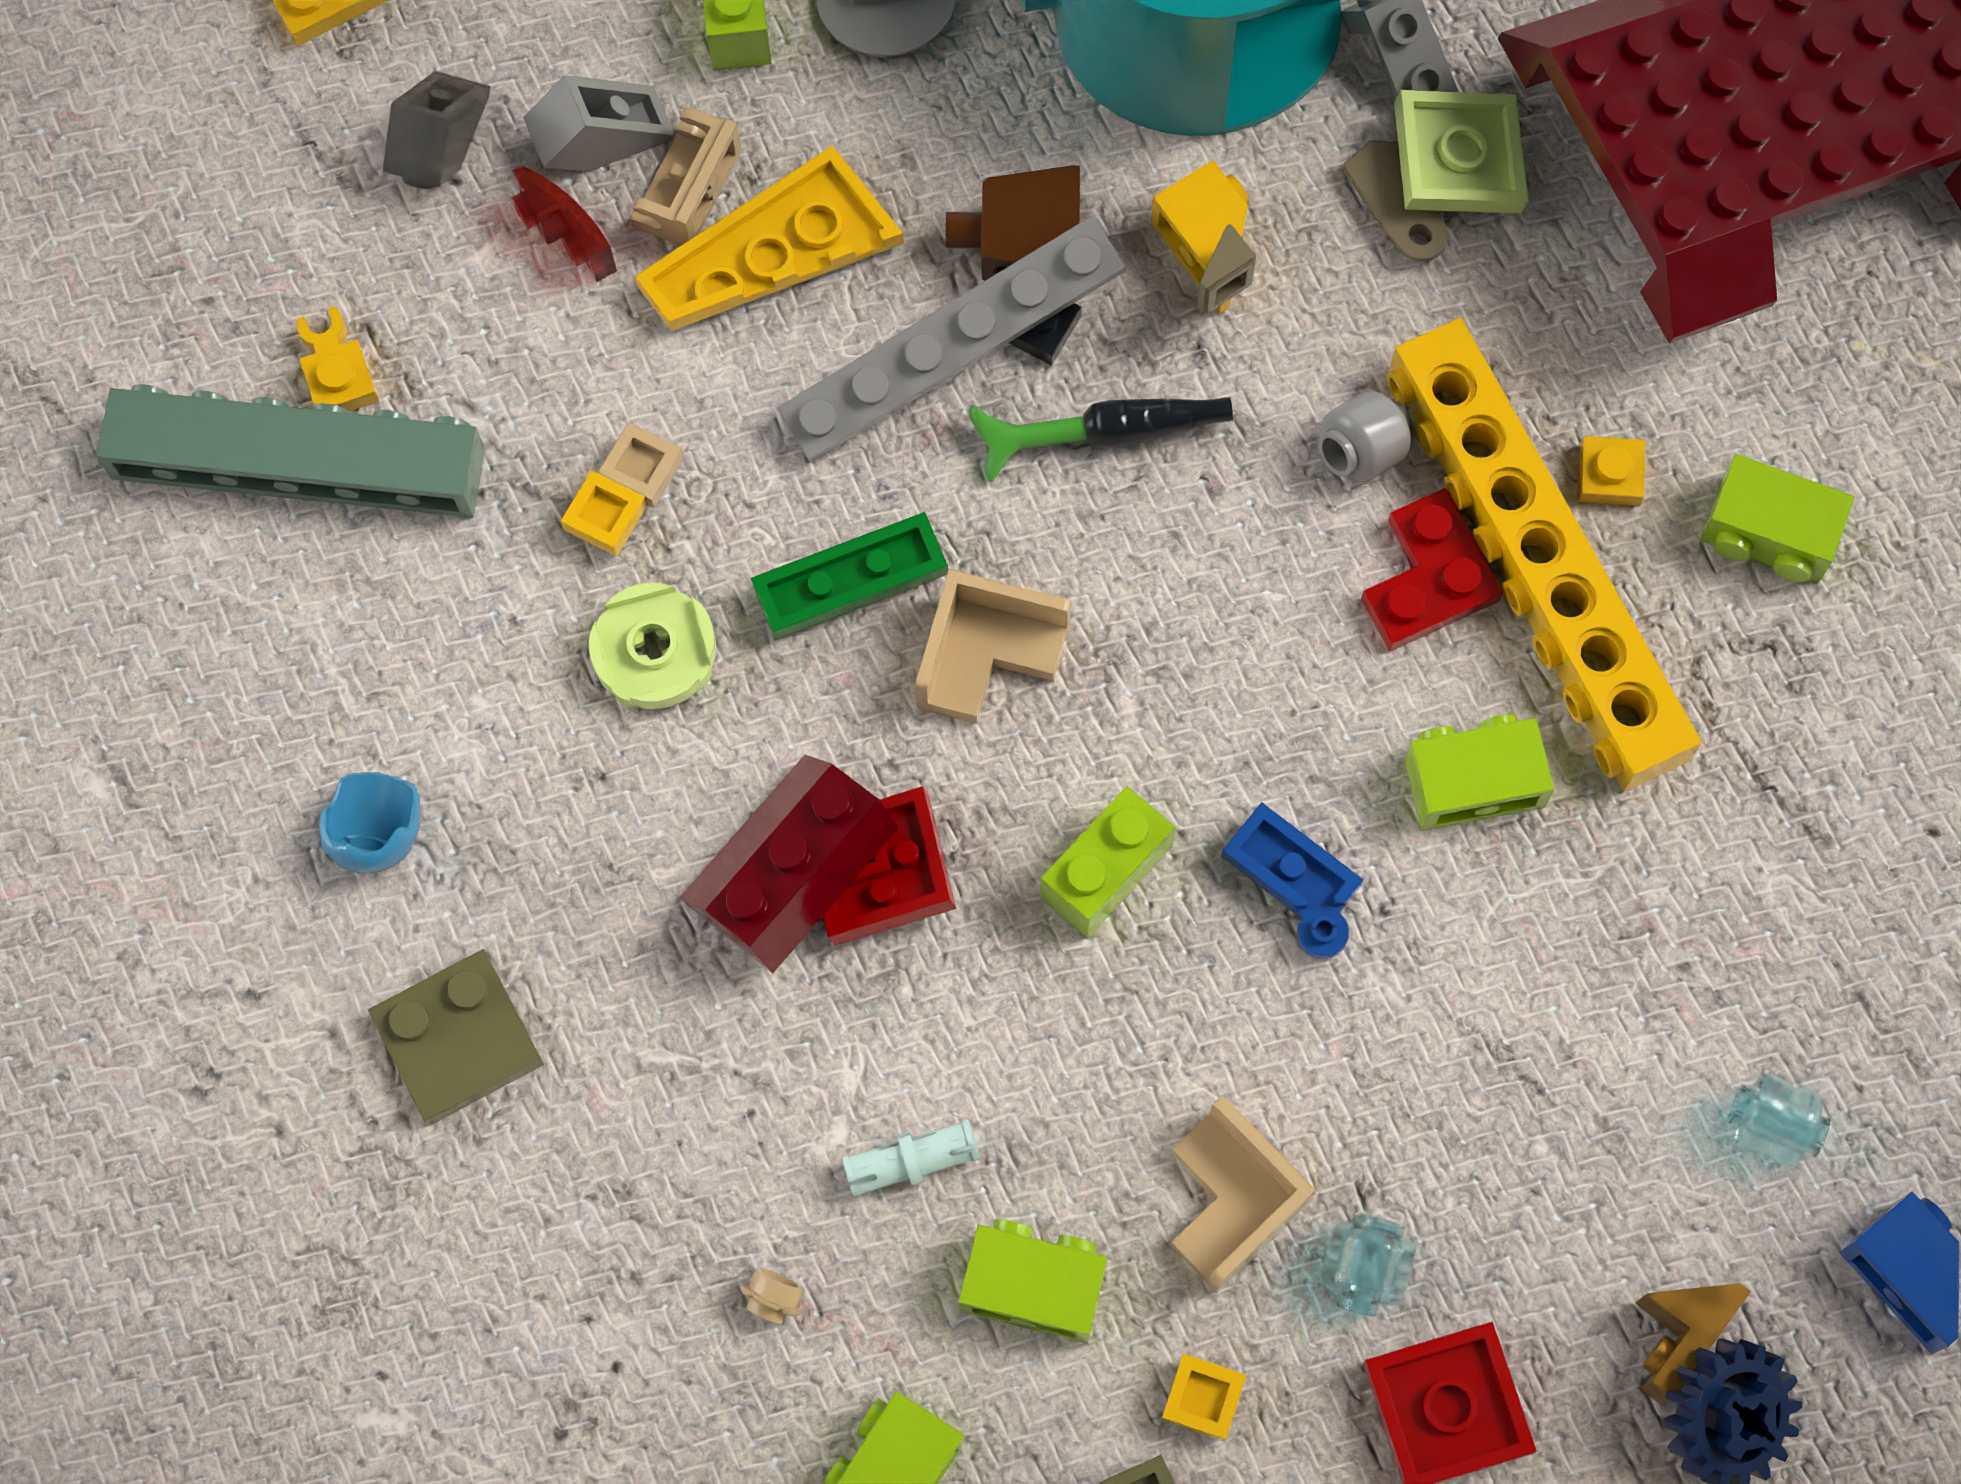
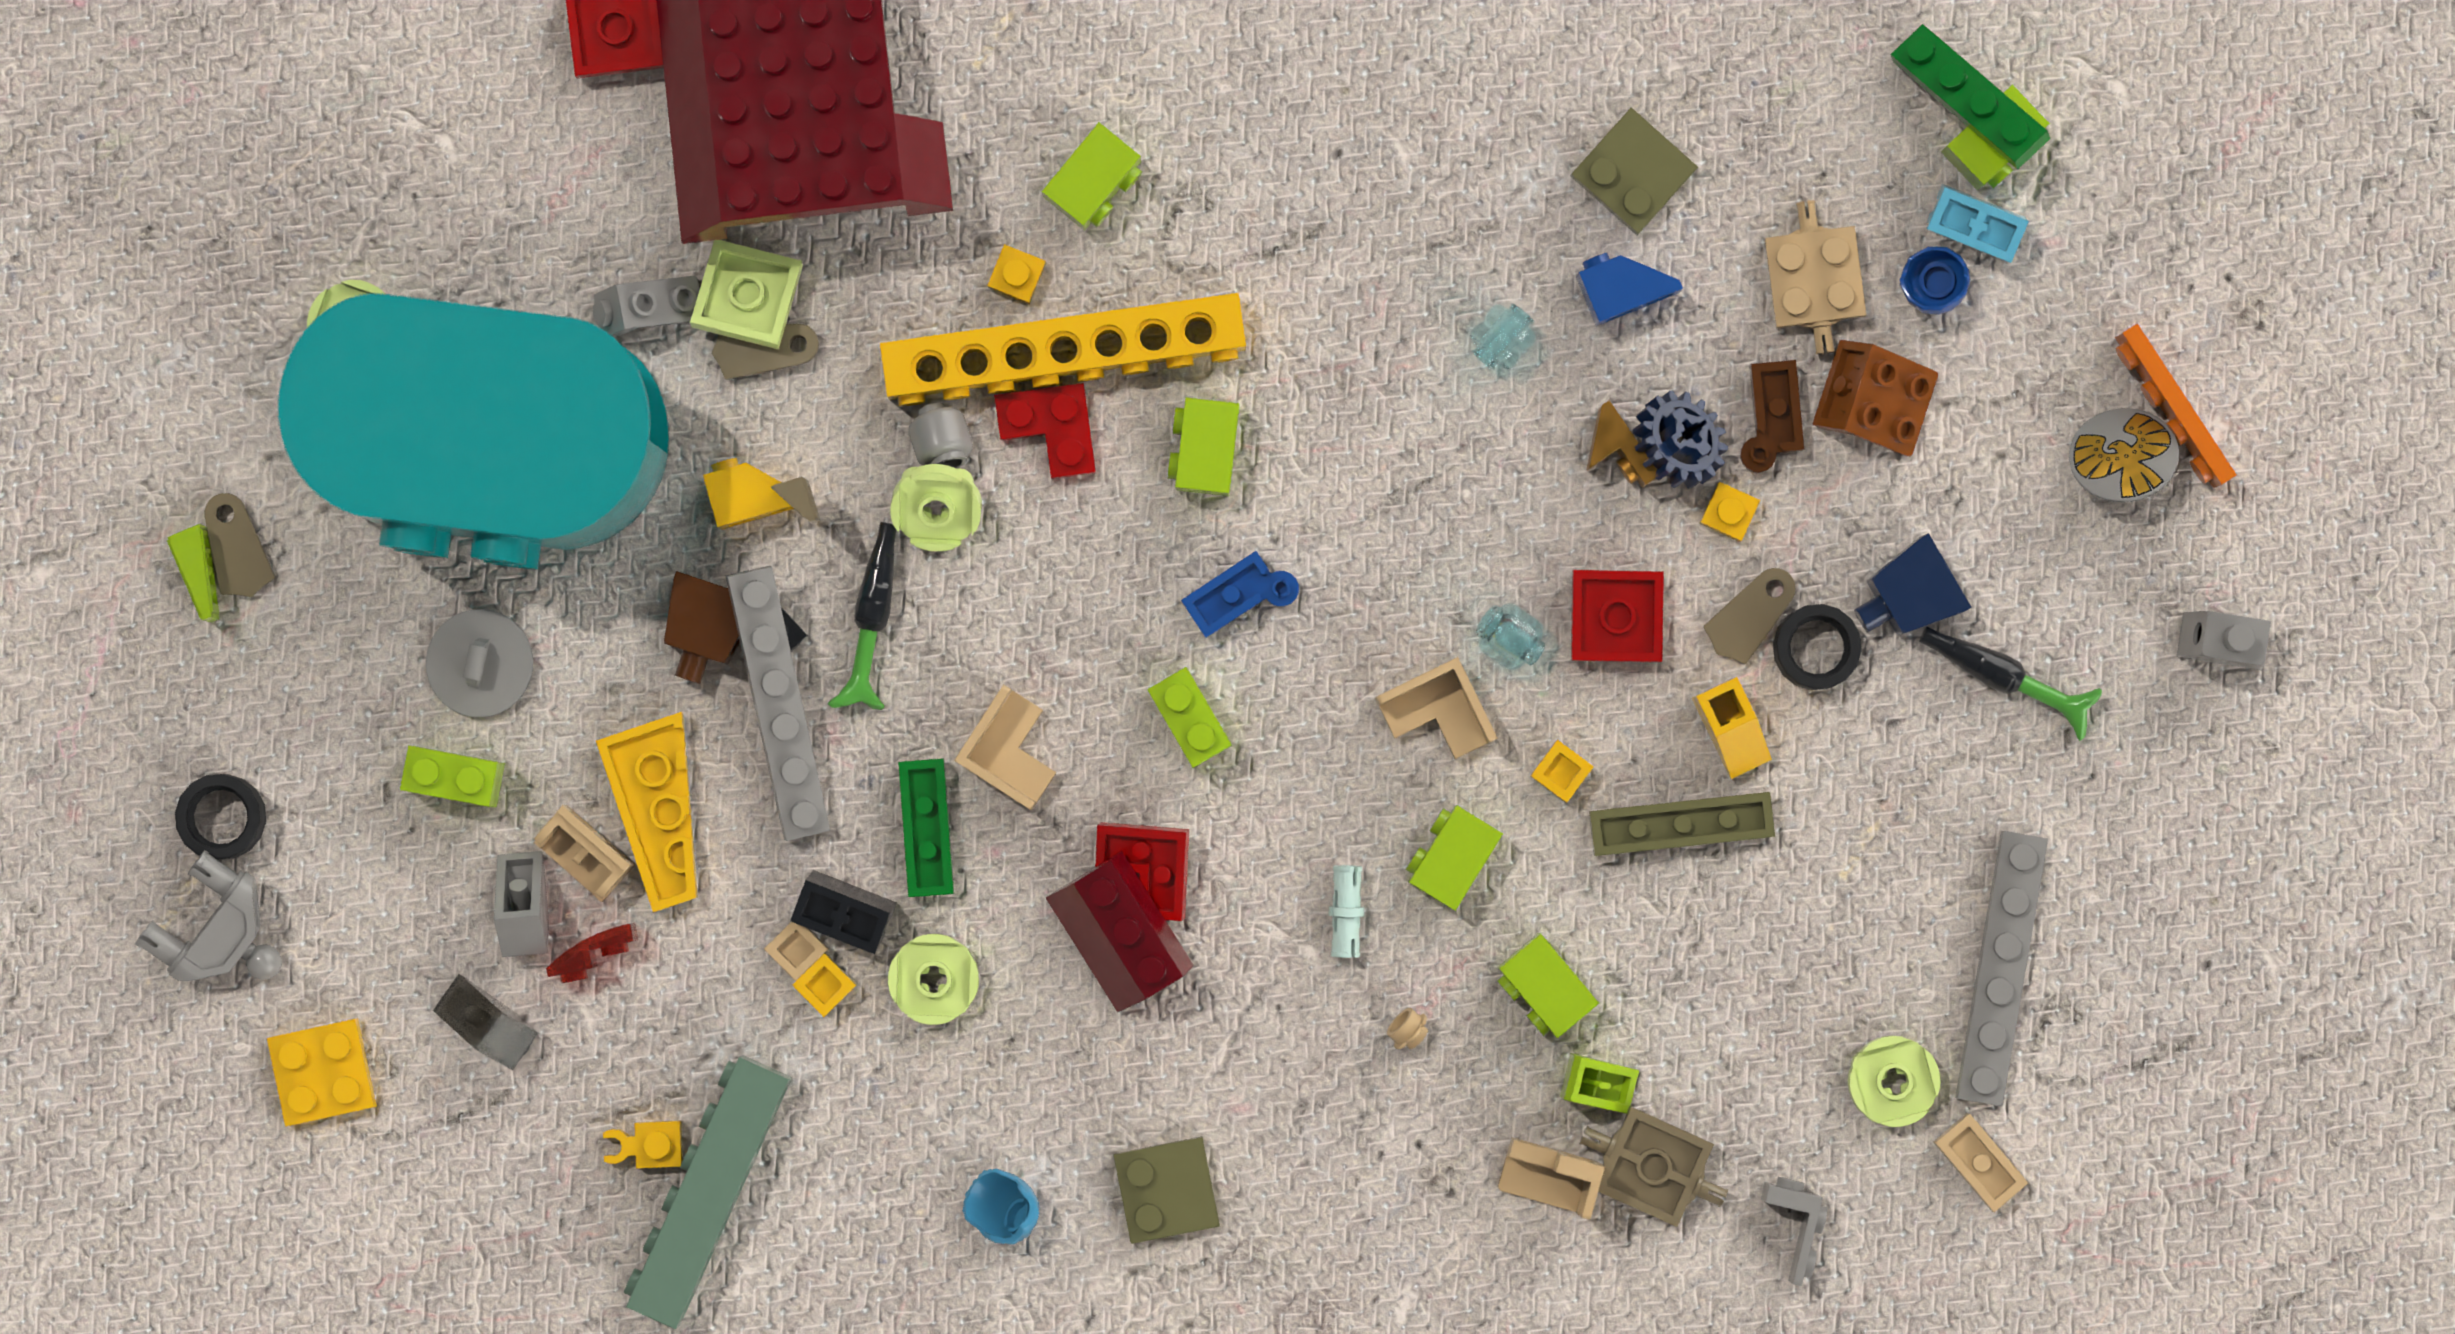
camera: 75 degrees left, 15 degrees up
(707, 503) = (843, 911): none -> black hinge
(1306, 460) = (942, 484): none -> yellowish green plate

